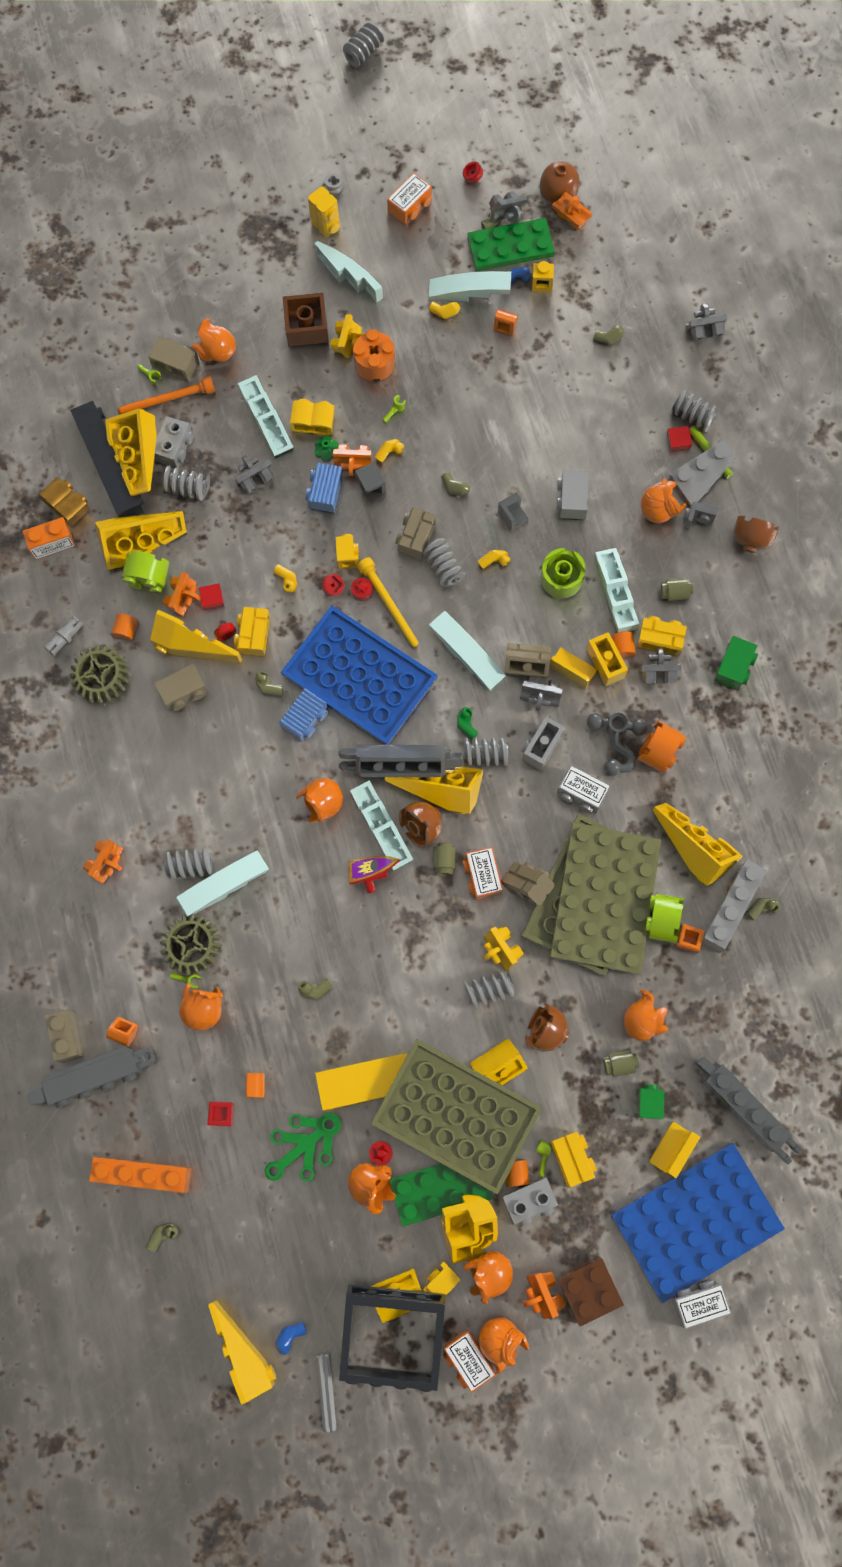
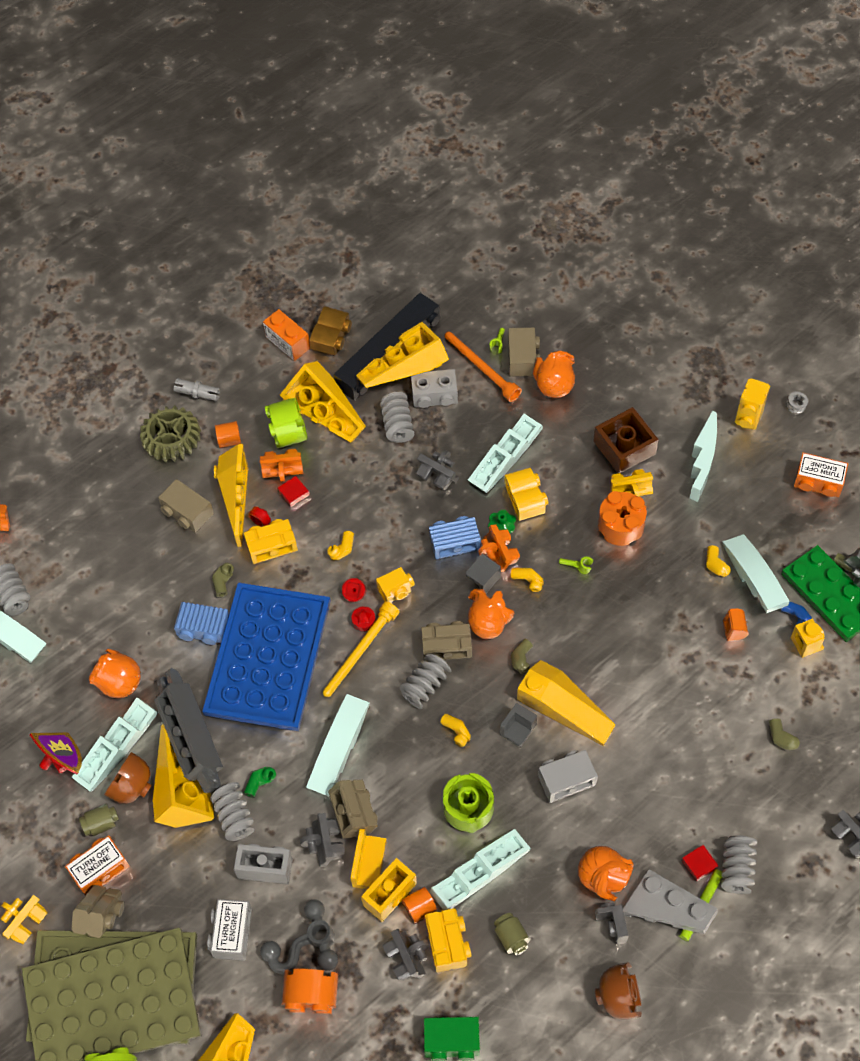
camera: 65 degrees right, 15 degrees down
(411, 490) = (488, 615): none -> orange hair
(504, 474) = (560, 699): none -> yellow wedge

